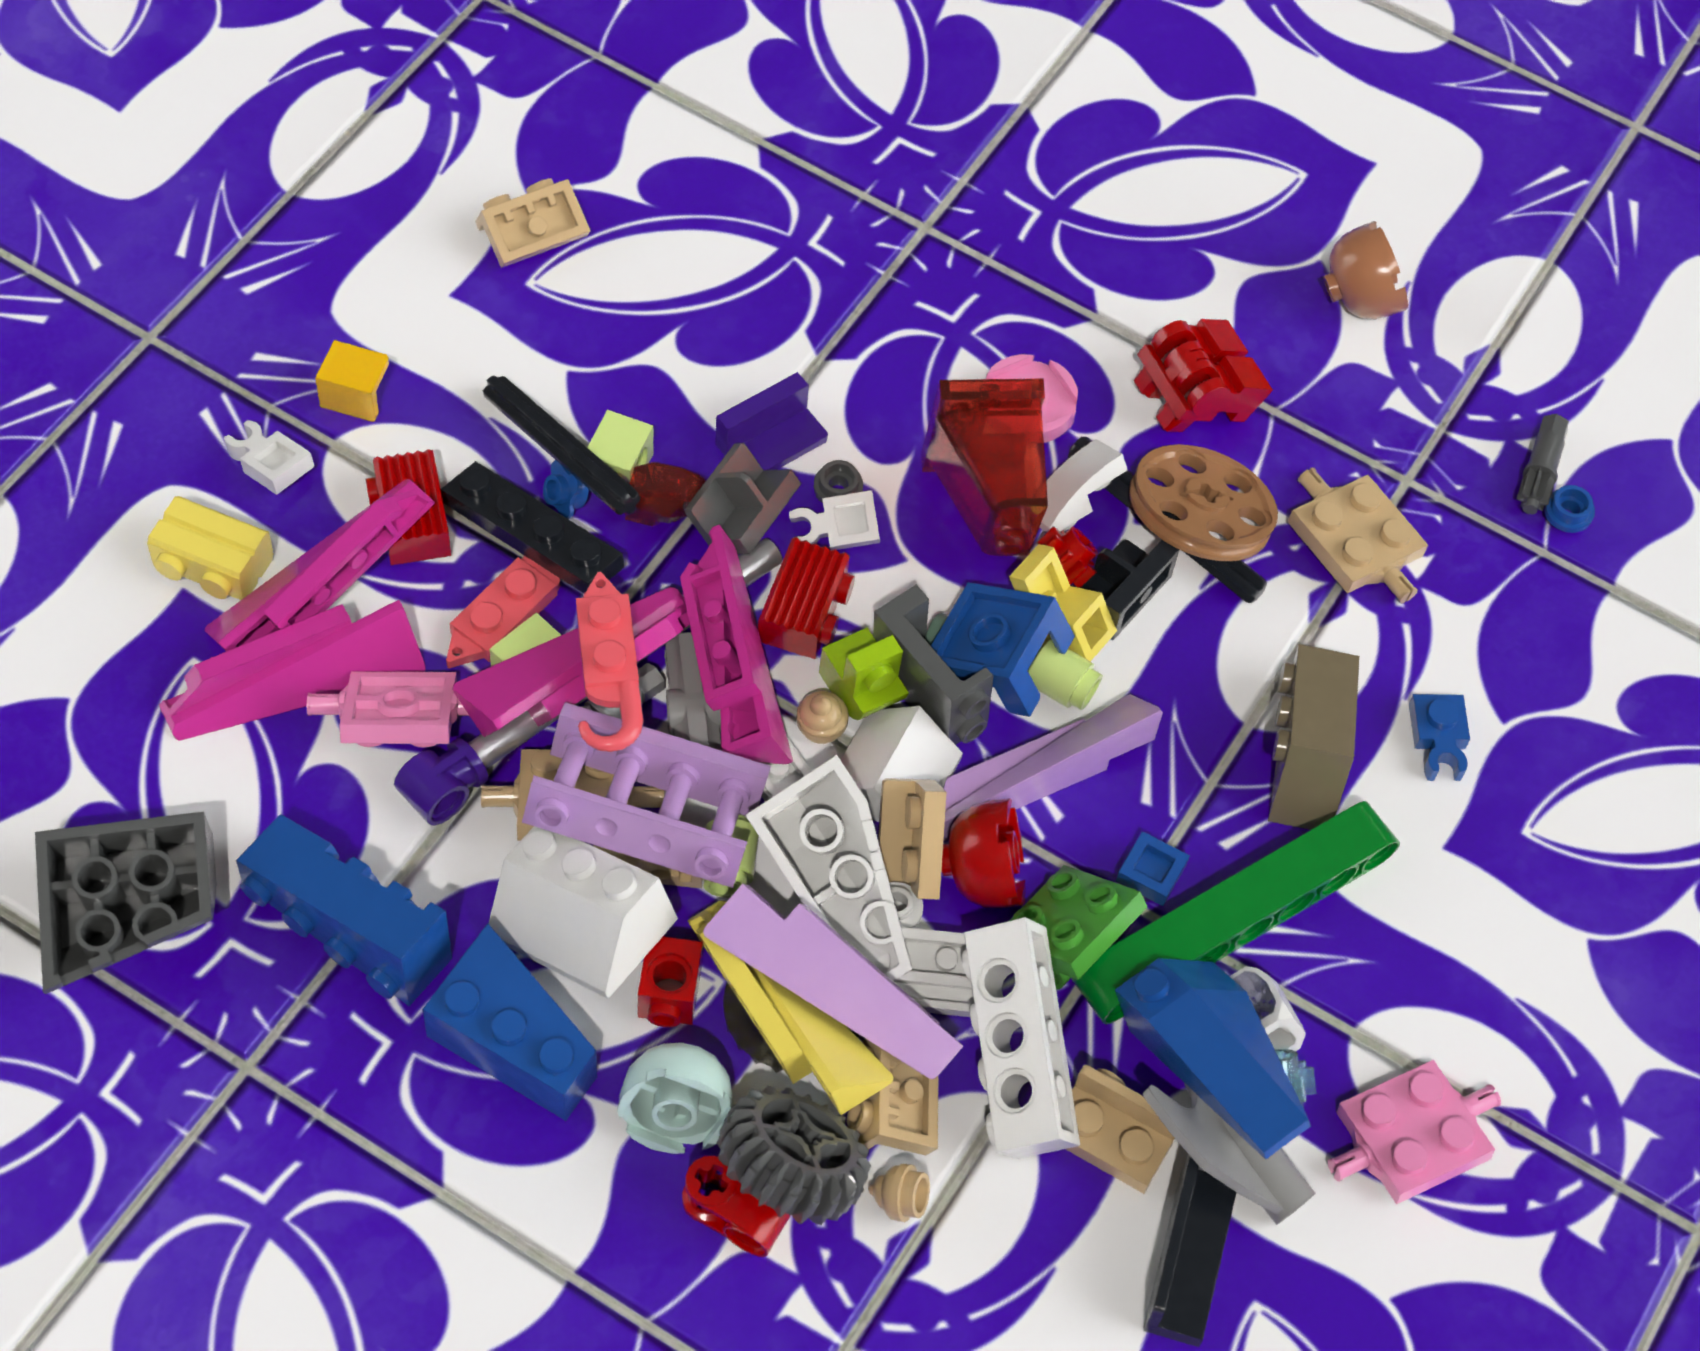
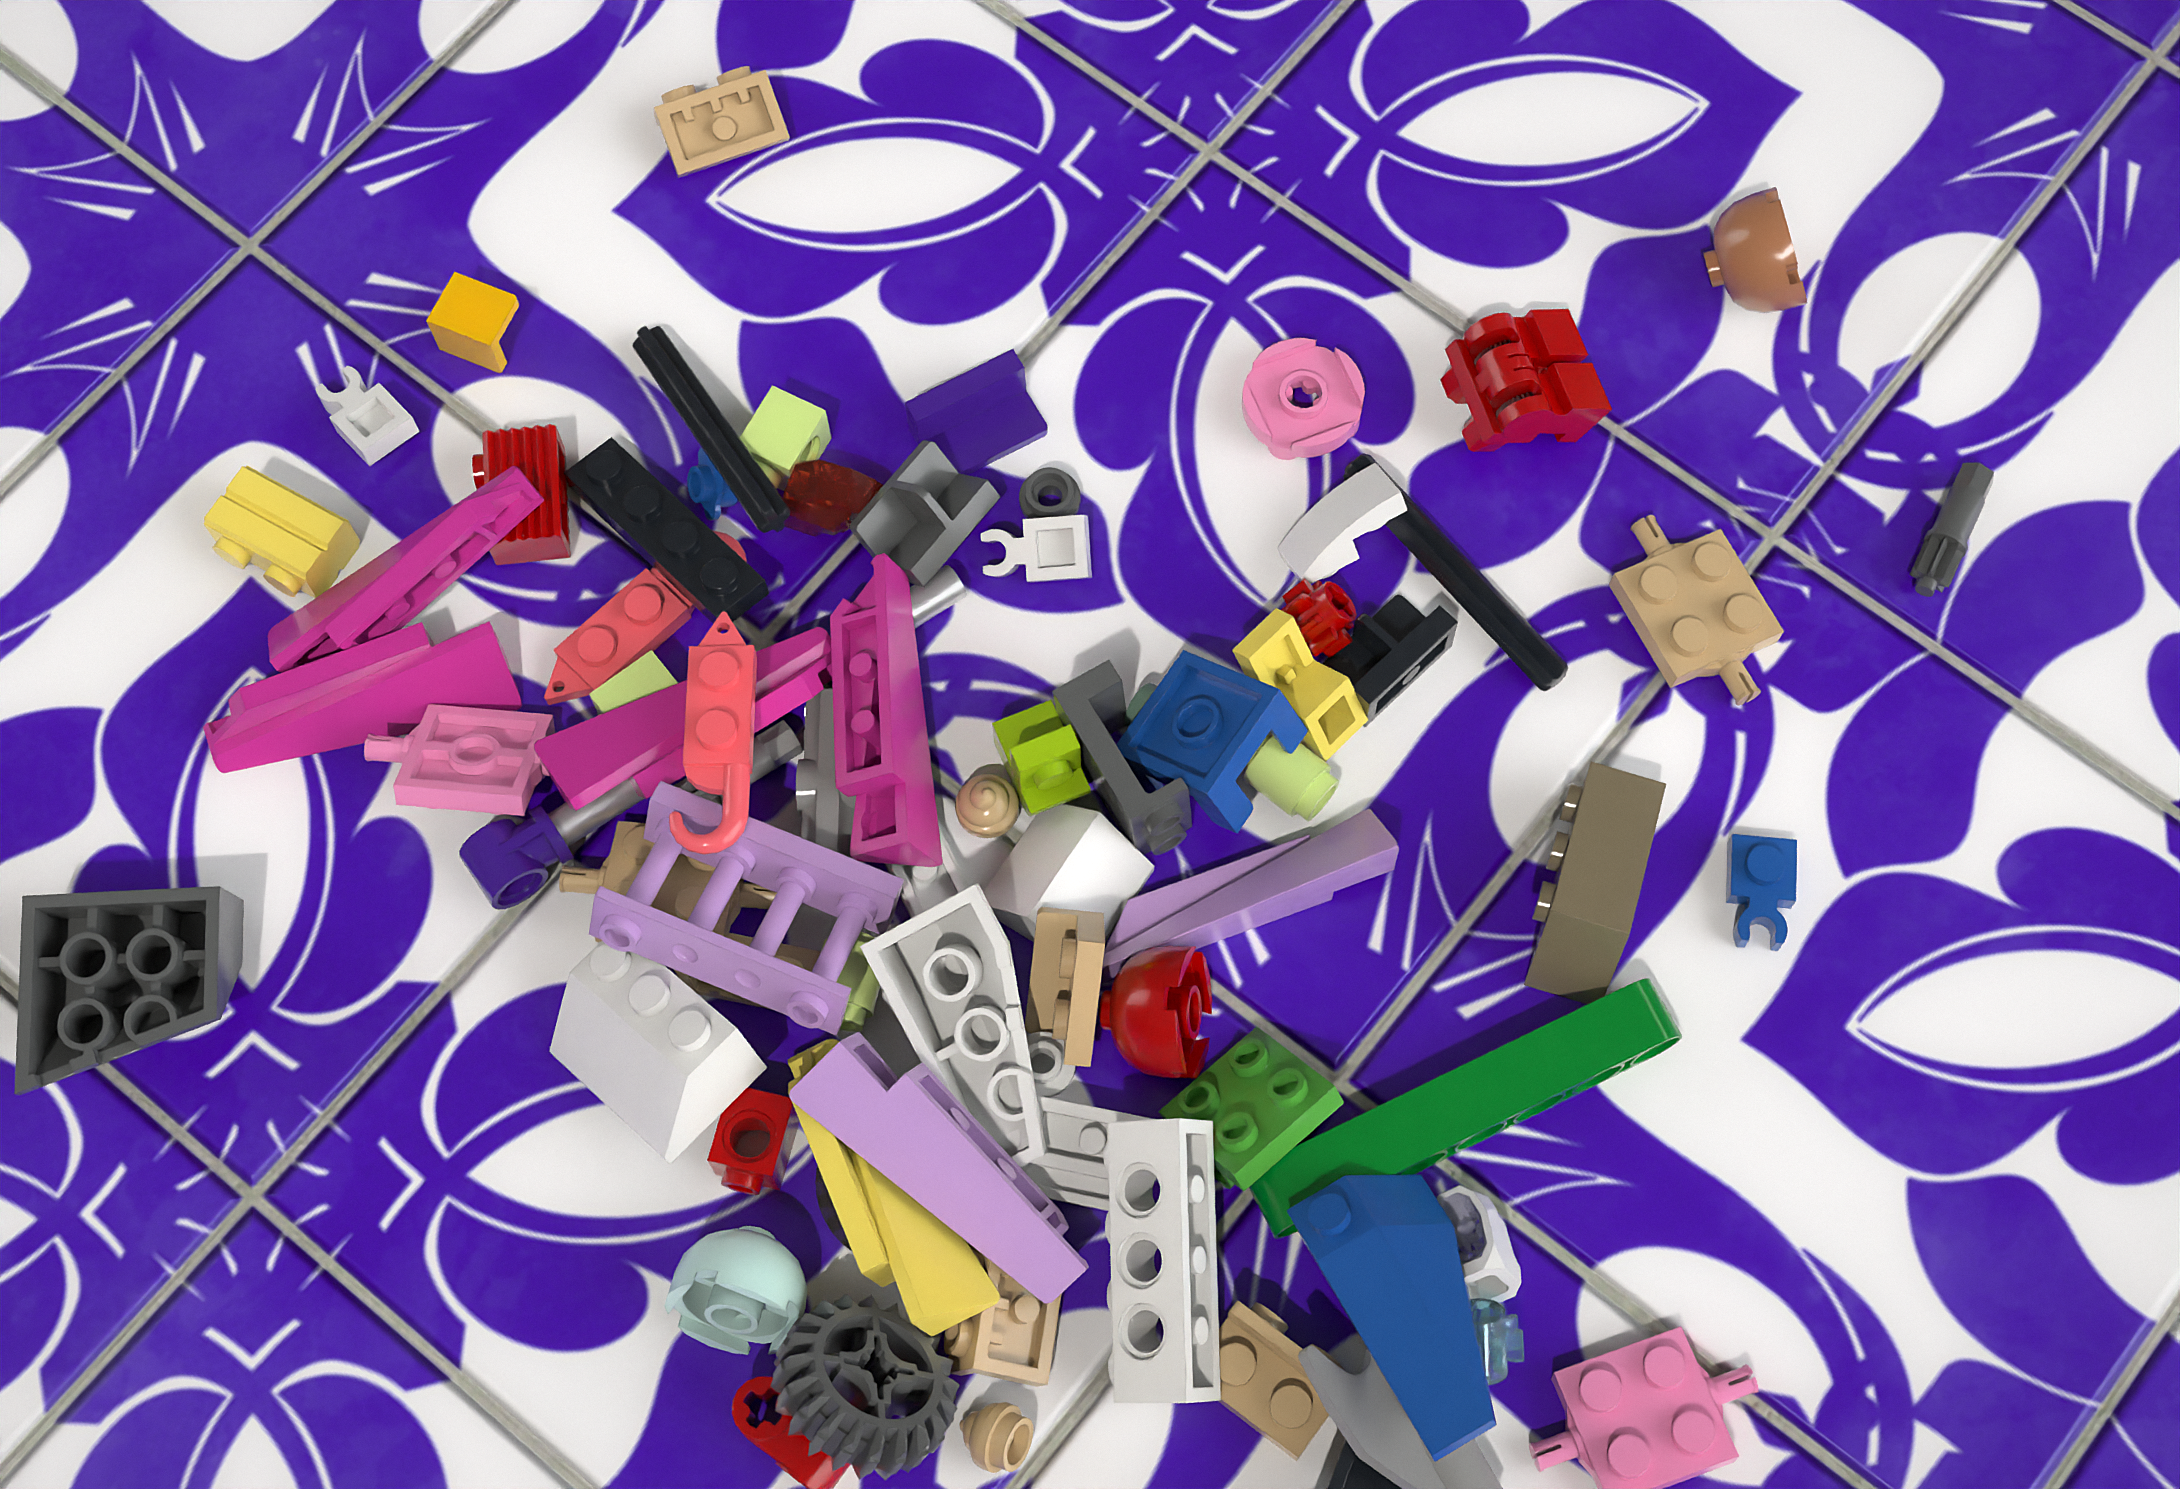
camera: 15 degrees right, 10 degrees up
(347, 909) = (382, 1013): blue wedge -> none
(511, 1027) = (553, 1179): blue wedge -> none
(804, 599) = (986, 650): red brick -> none
(991, 458) = (1229, 494): clear red windscreen -> none
(1152, 868) = (1366, 1041): blue plate -> none
(1203, 502) = (1500, 557): medium nougat wedge -> none
(1572, 499) = (1986, 581): blue plate -> none

